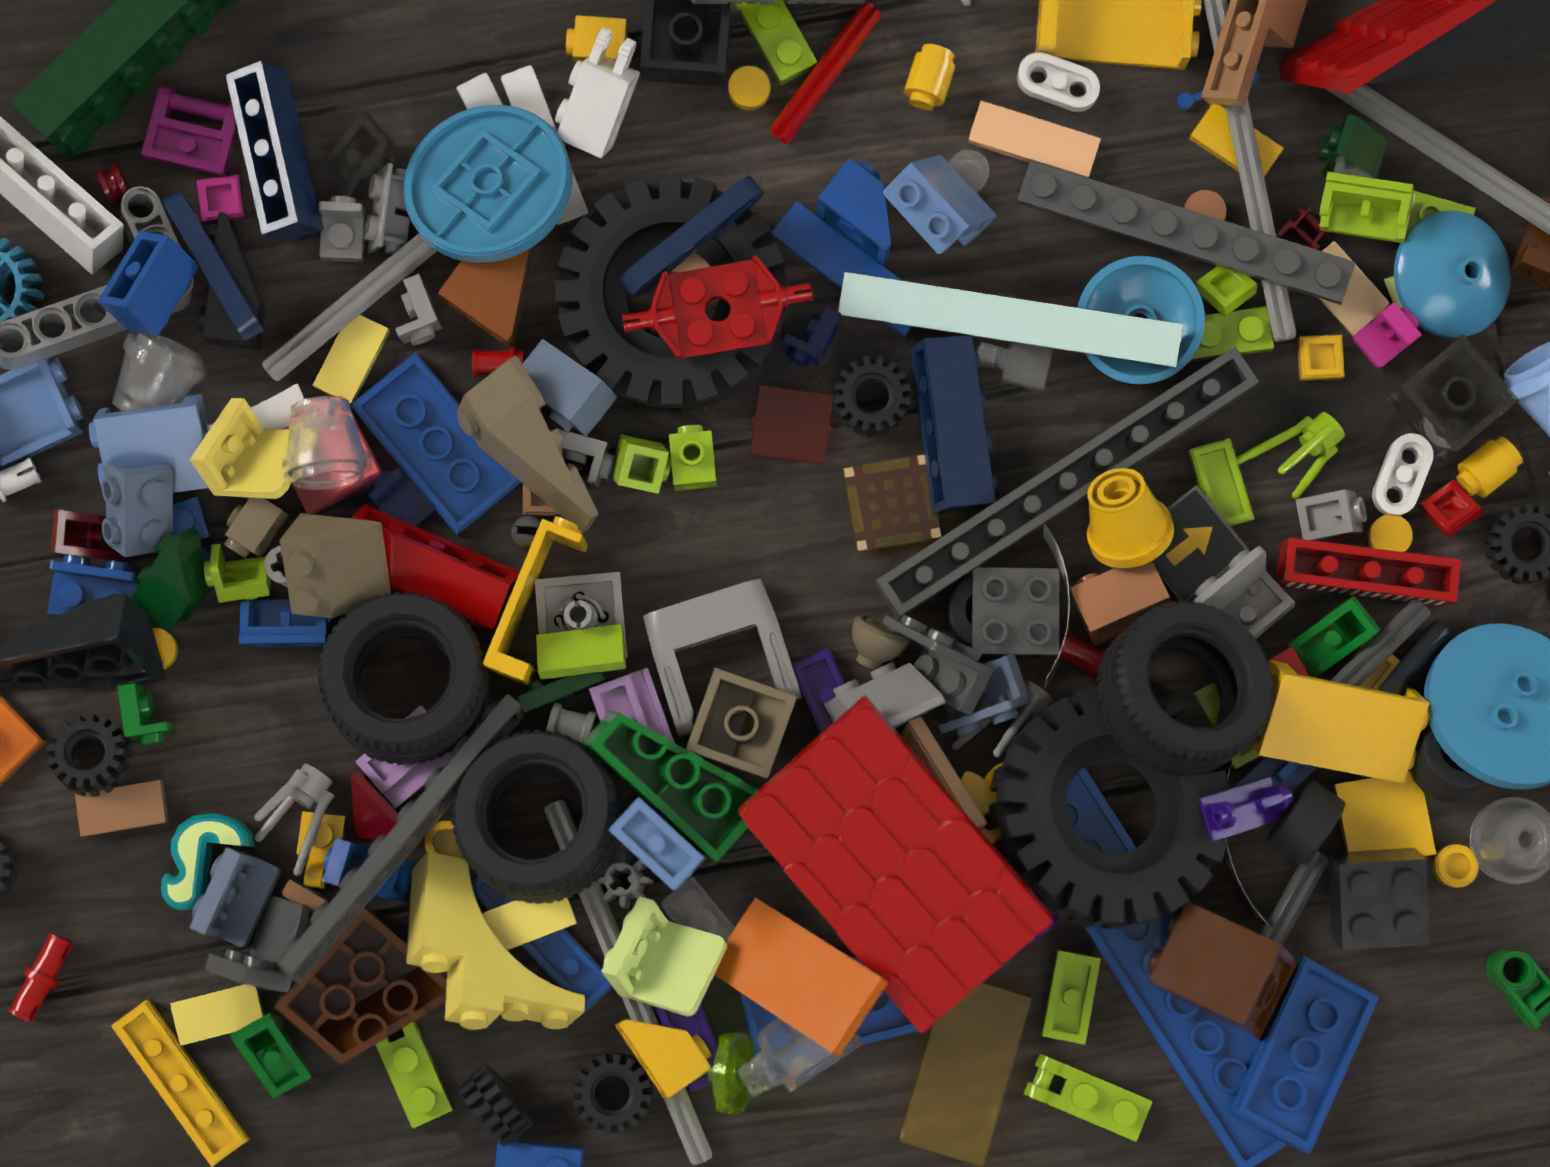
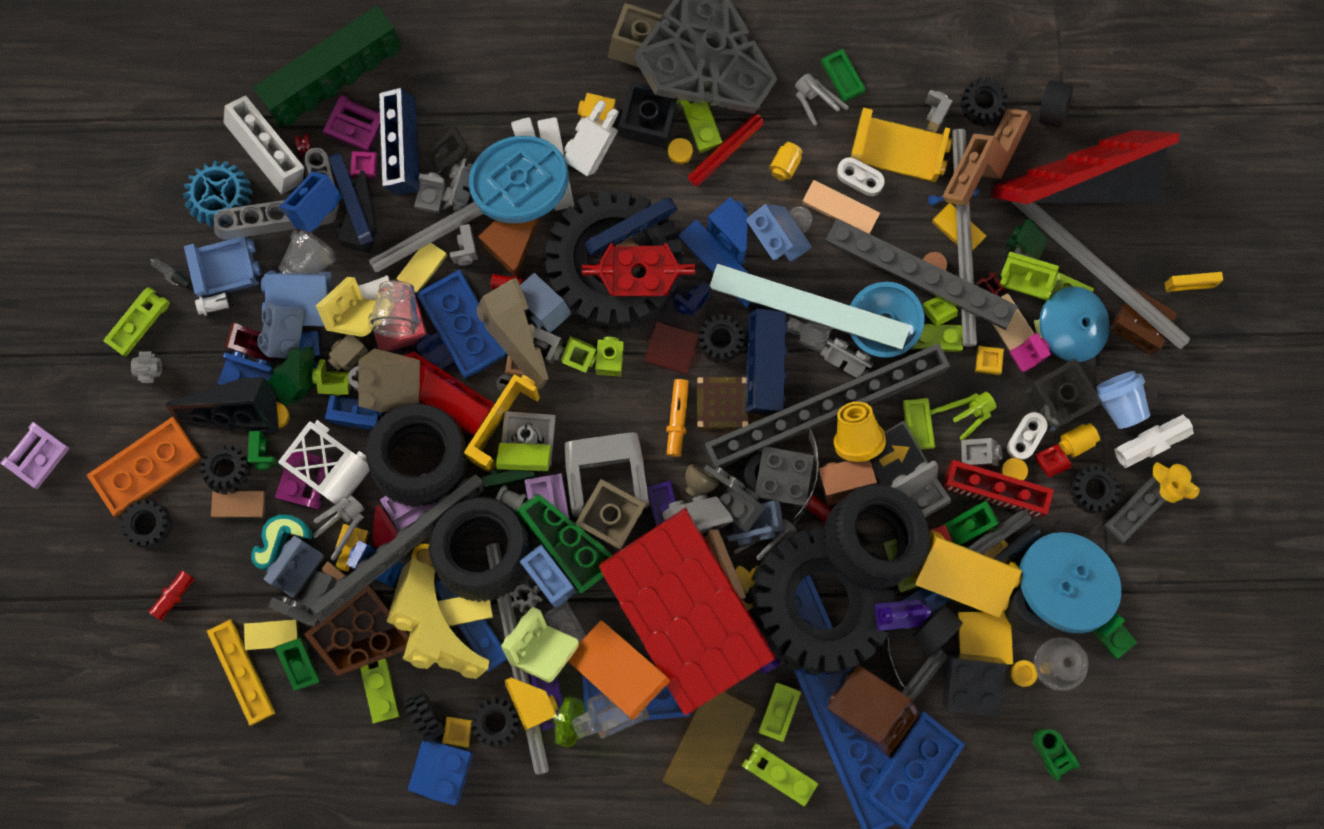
camera: 10 degrees right, 5 degrees down
(210, 746) = (293, 489): none -> magenta plate
(288, 733) = (342, 478): none -> white piece
(552, 1118) = (457, 732): none -> yellow tile
(822, 542) = (677, 418): none -> light orange pin
(1072, 385) = (839, 351): none -> light grey hinge

